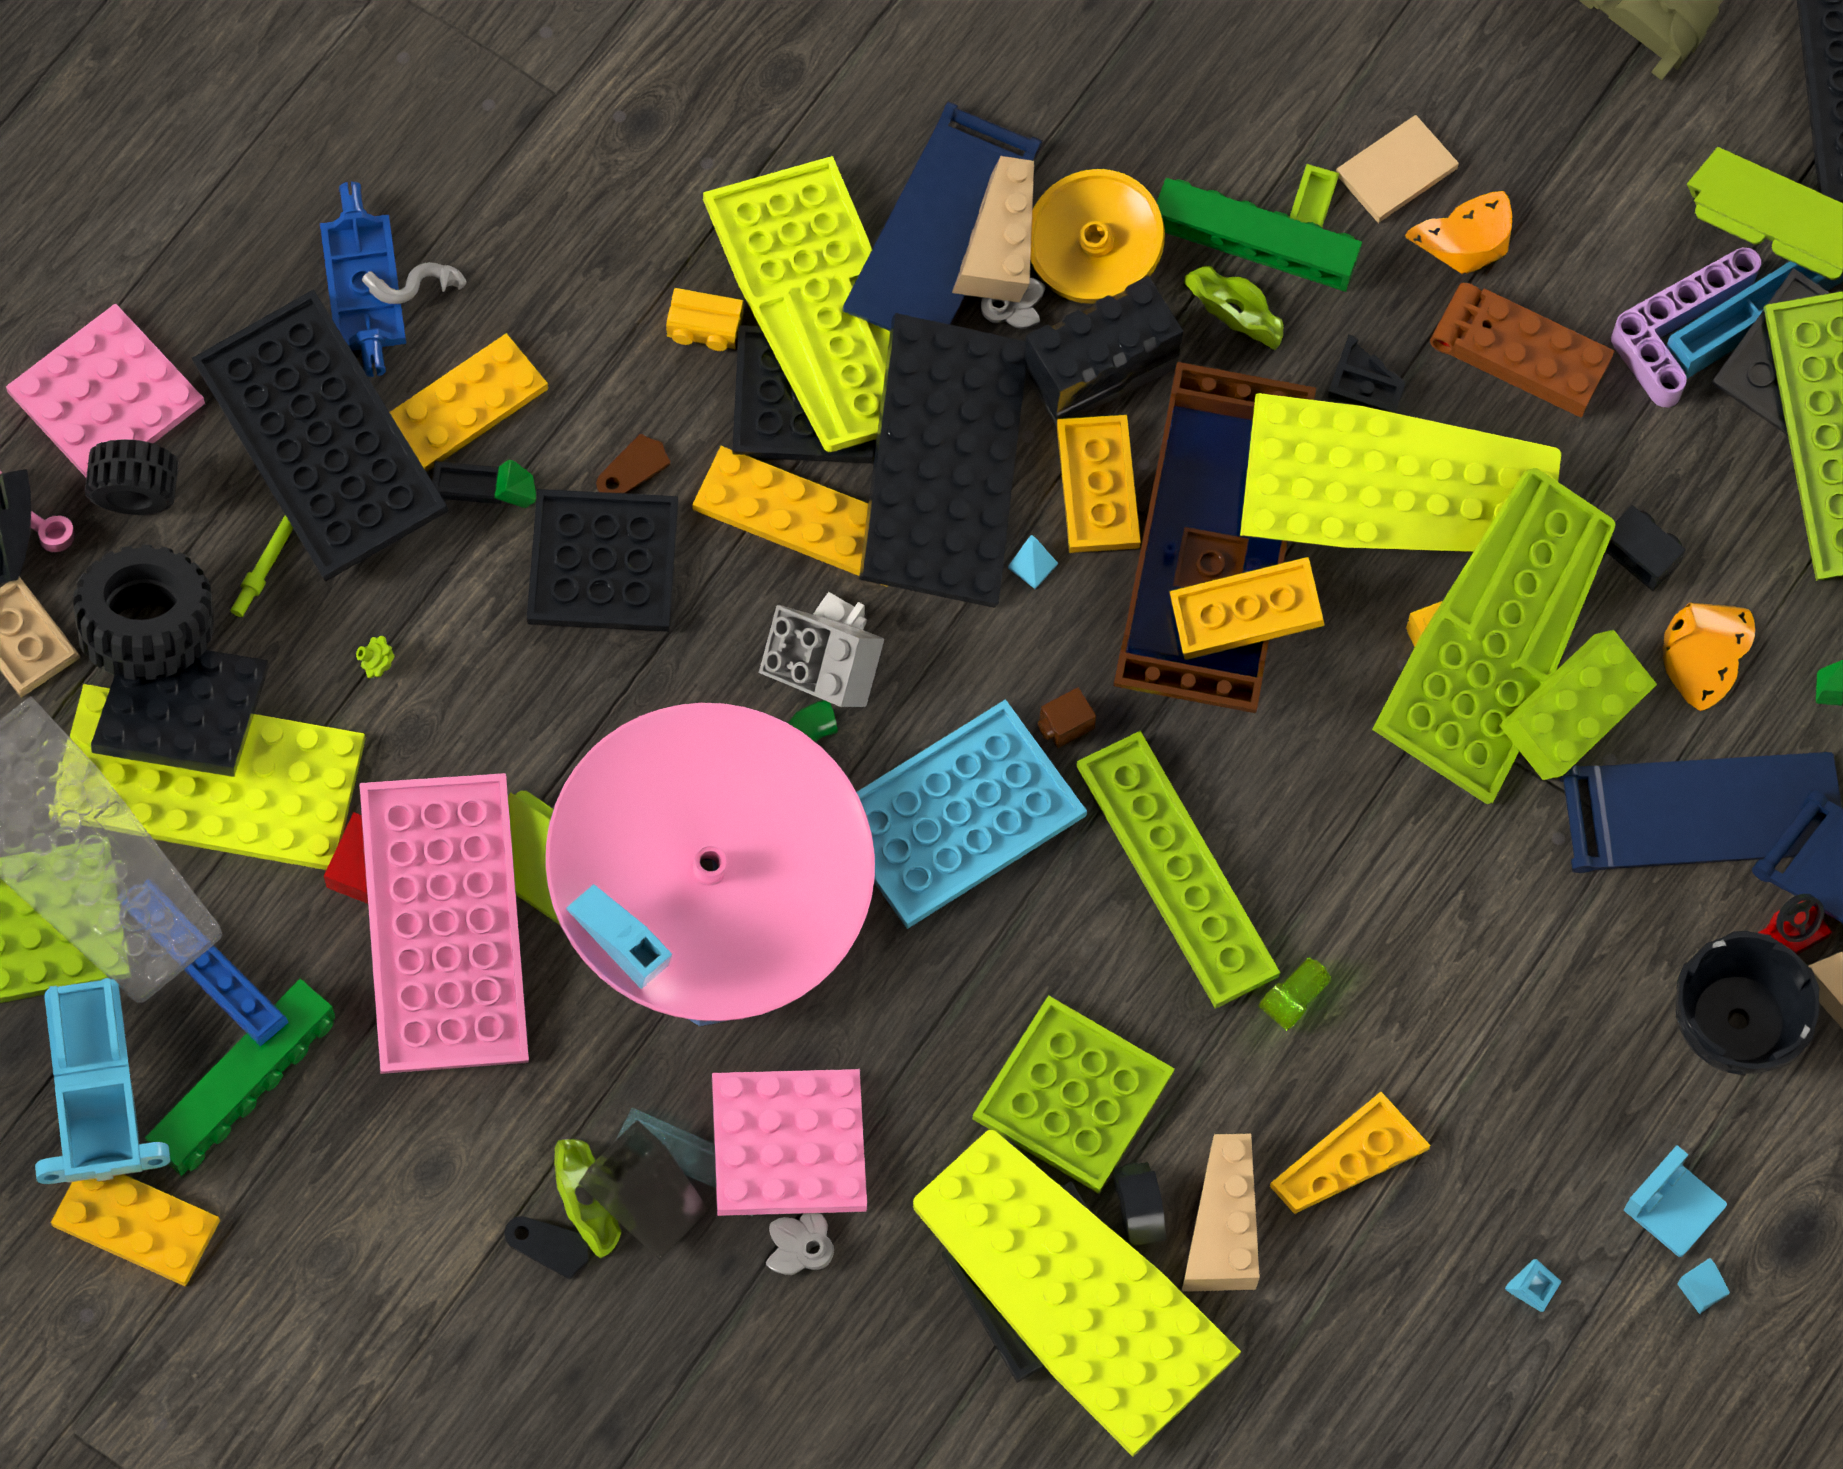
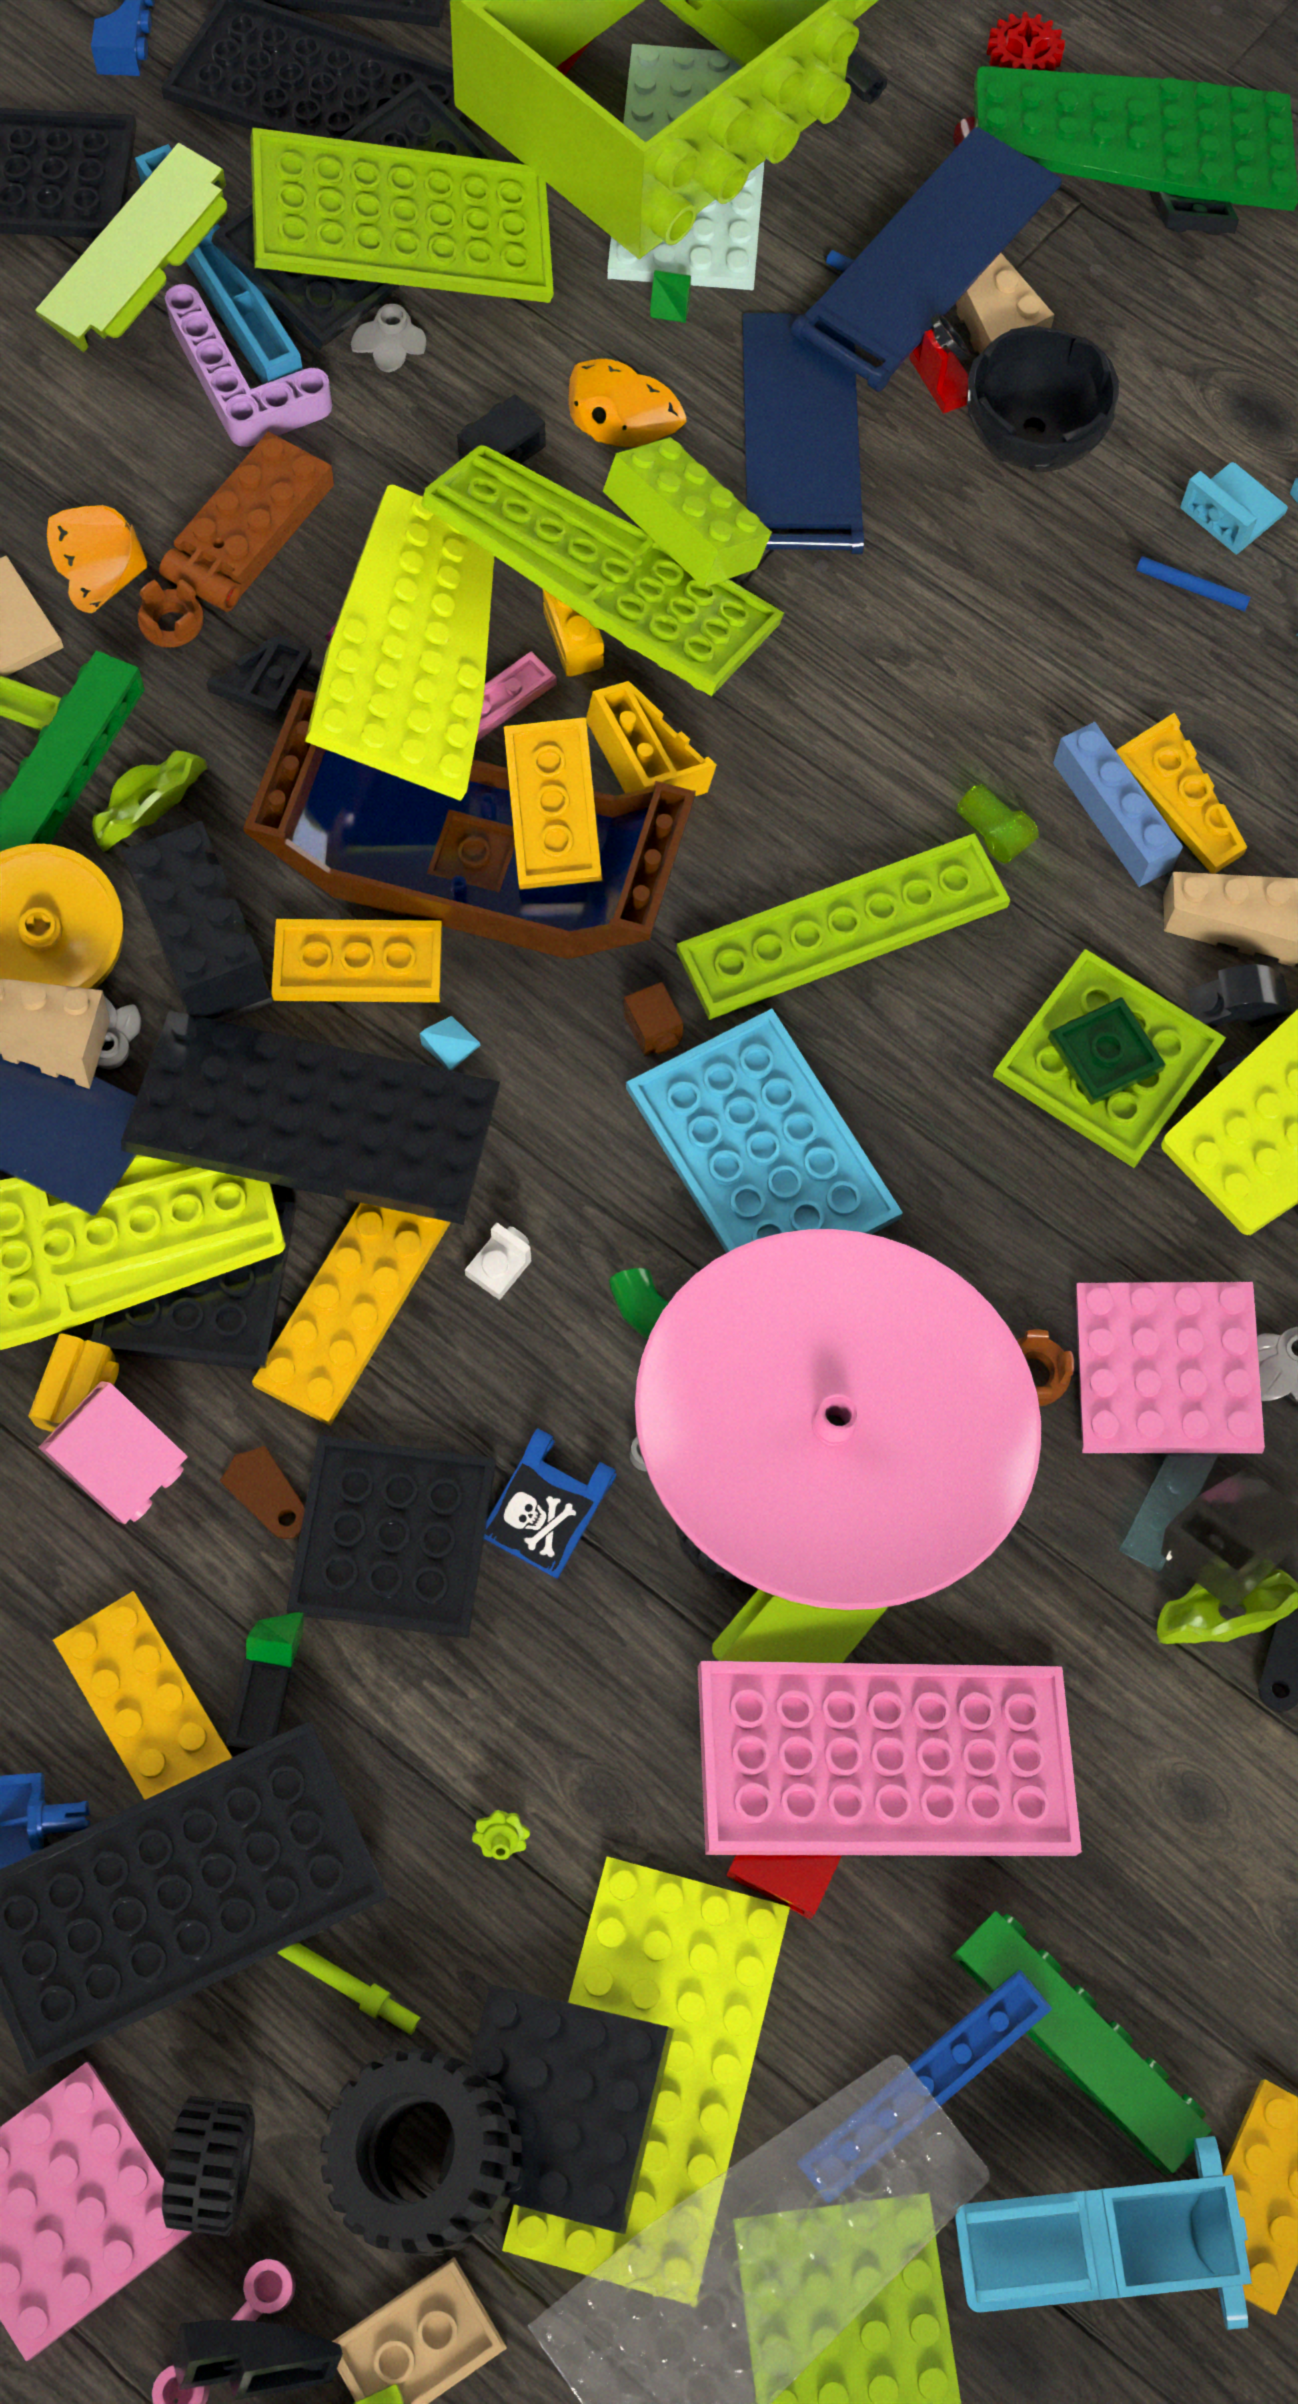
camera: 85 degrees left, 0 degrees up
(621, 935) = (951, 1517): medium azure slope -> none
(634, 669) = (545, 1509): none -> flag
(648, 350) = (114, 1453): none -> bright pink brick
(774, 1020) = (1060, 1364): none -> dark orange piece
(821, 657) = (558, 1279): light grey slope -> none
(1073, 1084) = (1106, 1051): none -> dark green tile
(1322, 690) = (642, 744): none -> yellow wedge
(1325, 1094) = (1117, 804): none -> medium blue brick
(1375, 578) = (513, 691): none -> bright pink tile
(1425, 285) = (160, 602): none -> dark orange piece
(1584, 1170) = (1193, 583): none -> blue bar
(1742, 442) = (389, 338): none -> light grey plate

